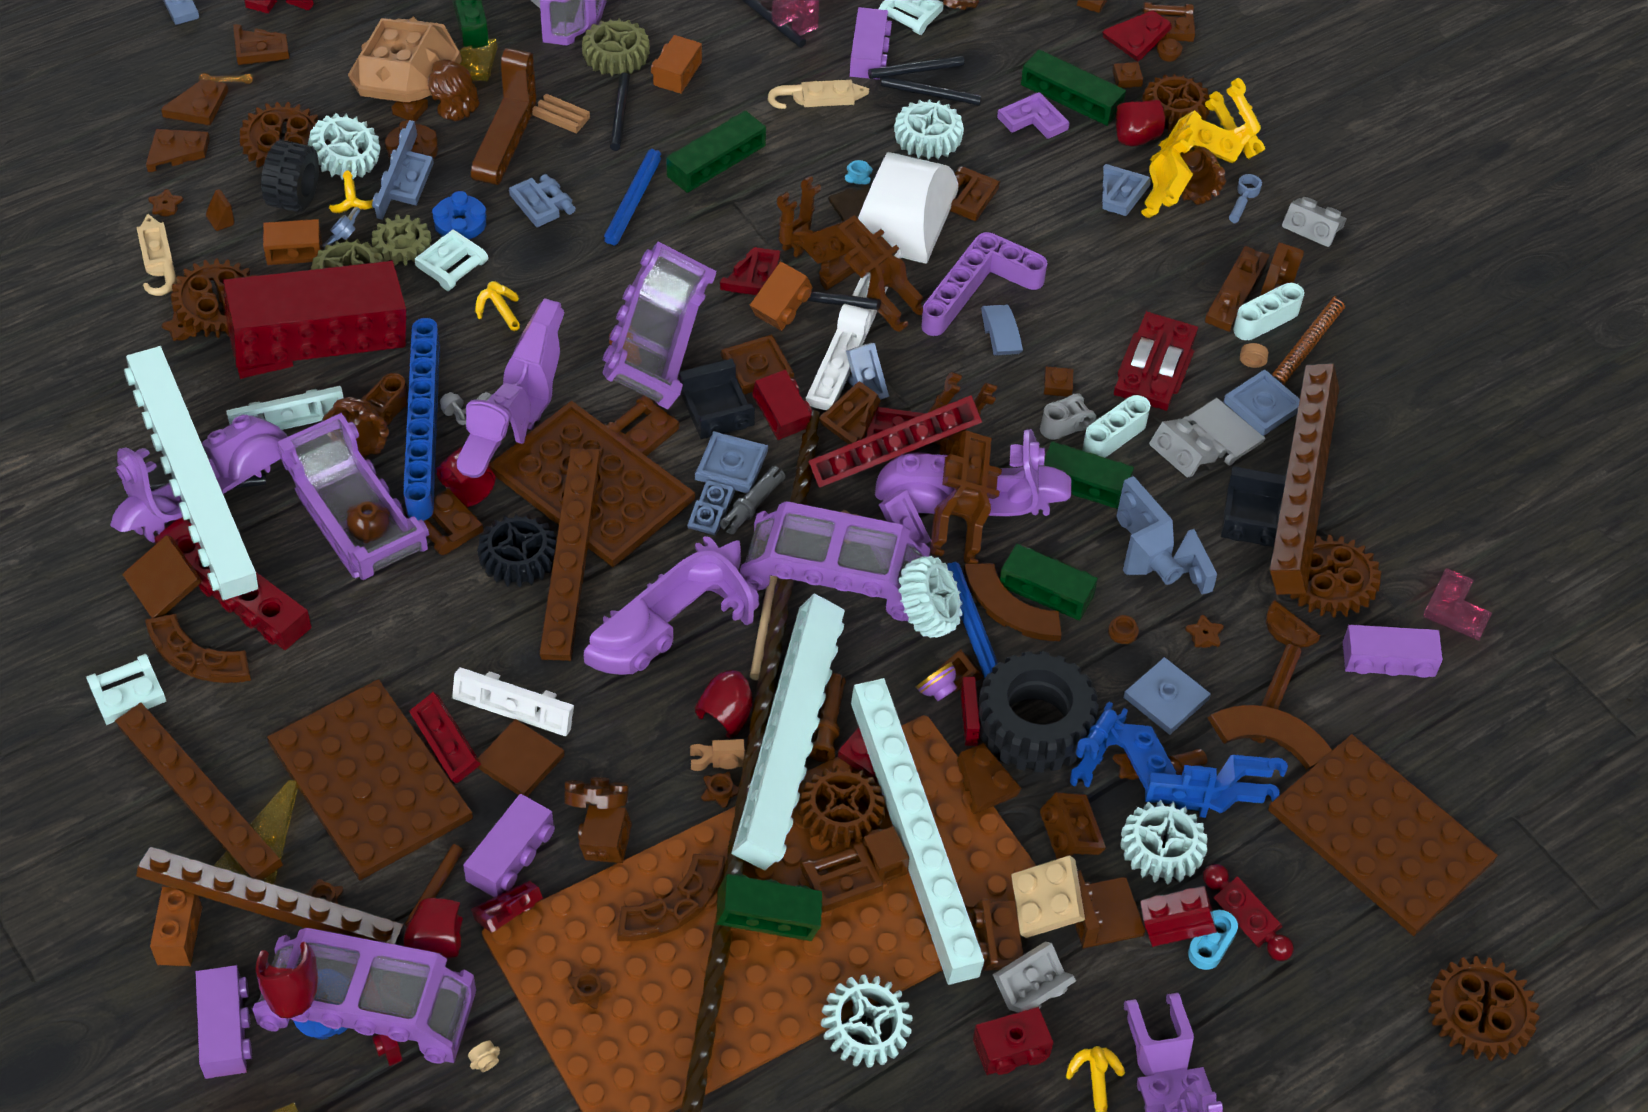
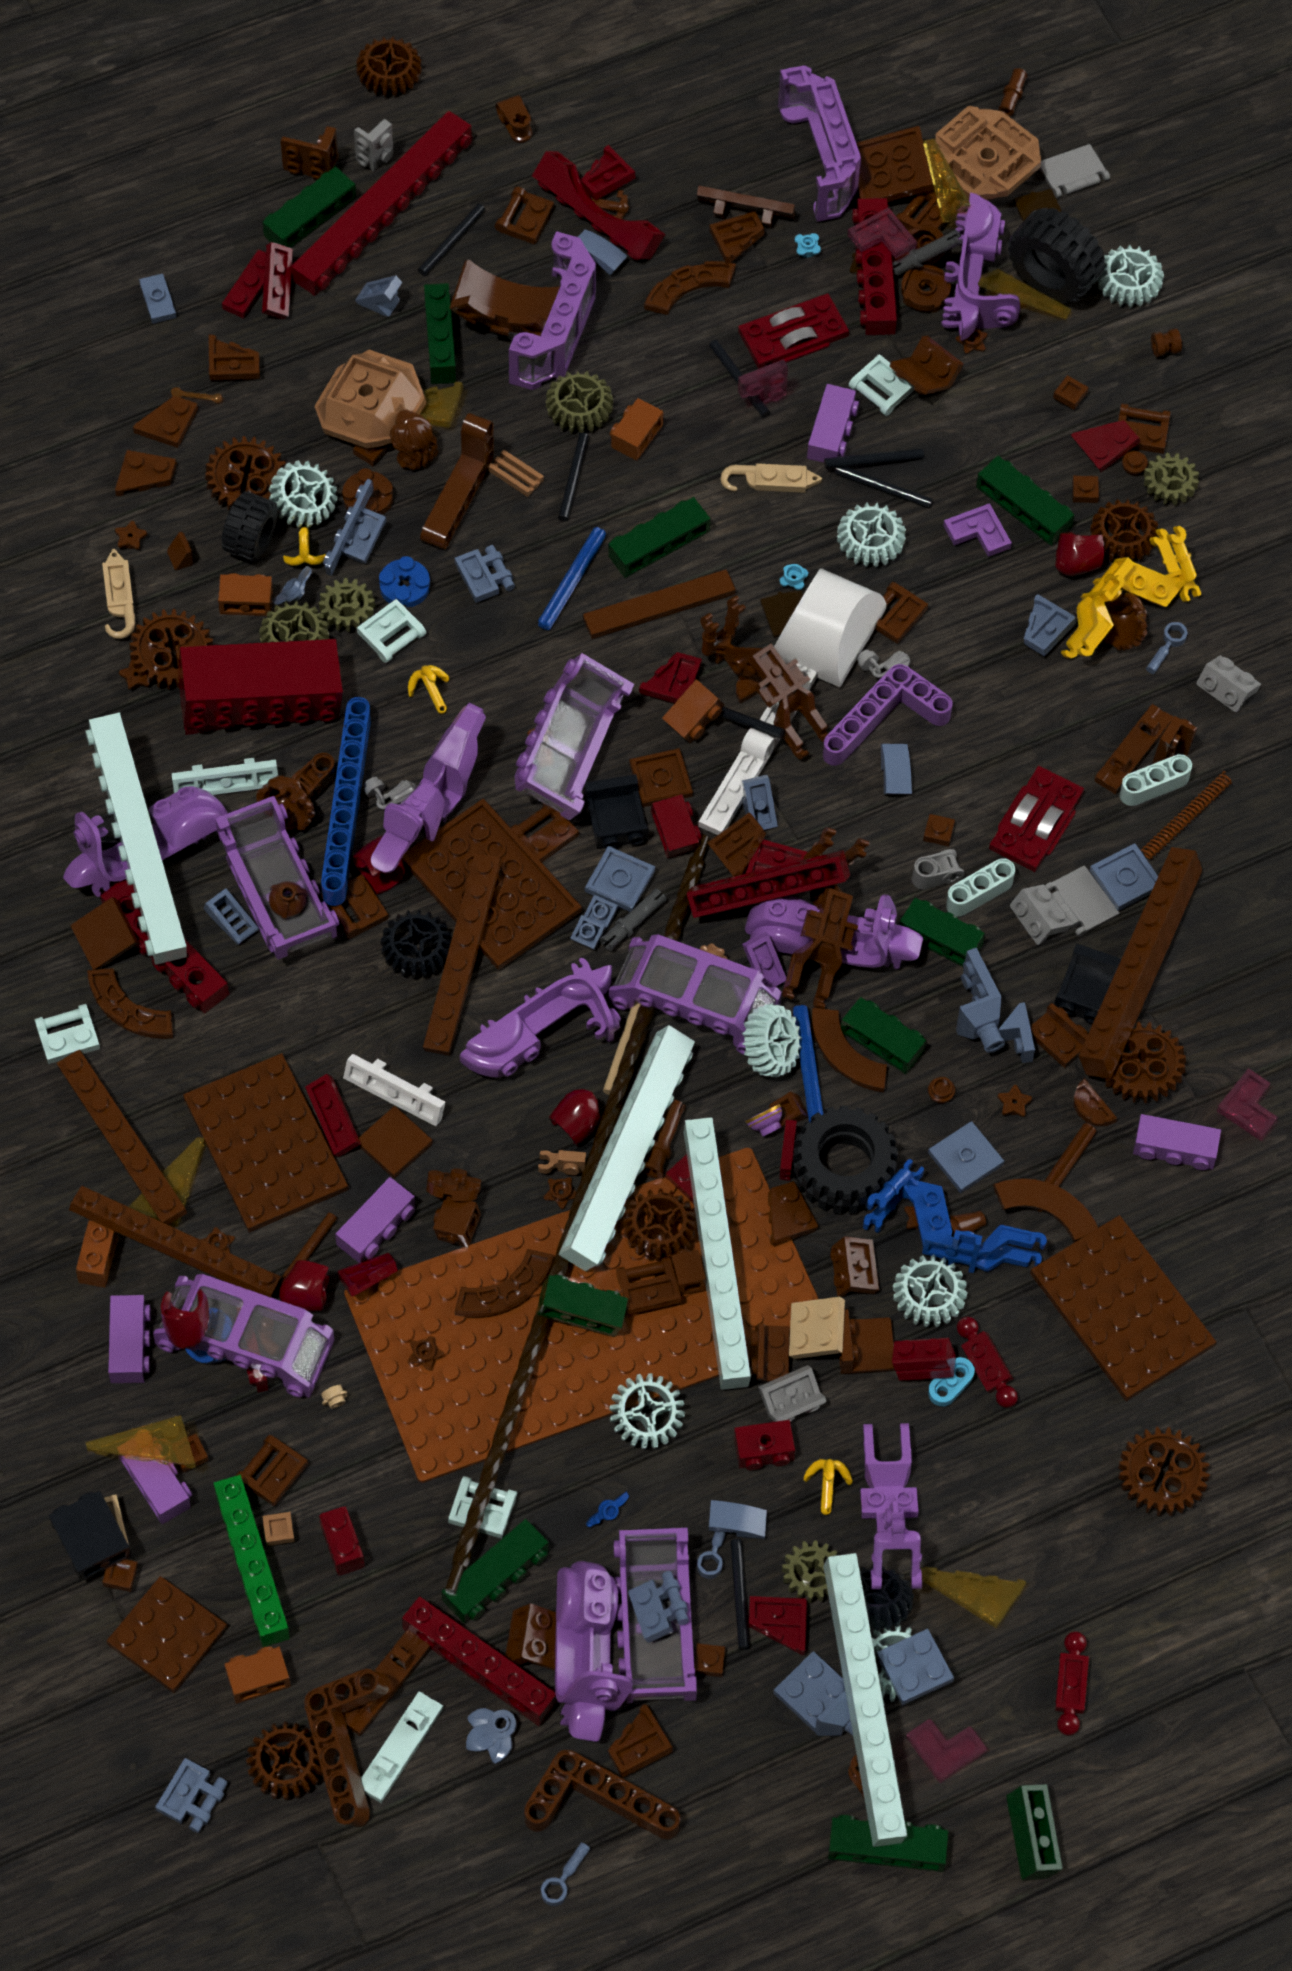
camera: 10 degrees right, 10 degrees up
(297, 527) = (225, 897): none -> sand blue slope
(724, 210) = (659, 604): none -> reddish brown tile
(951, 235) = (869, 659): none -> light grey piece
(1209, 56) = (1171, 478): none -> olive gear
(1238, 560) = (1059, 1035): none -> reddish brown bracket
(1254, 355) = (1129, 826): medium nougat tile -> none

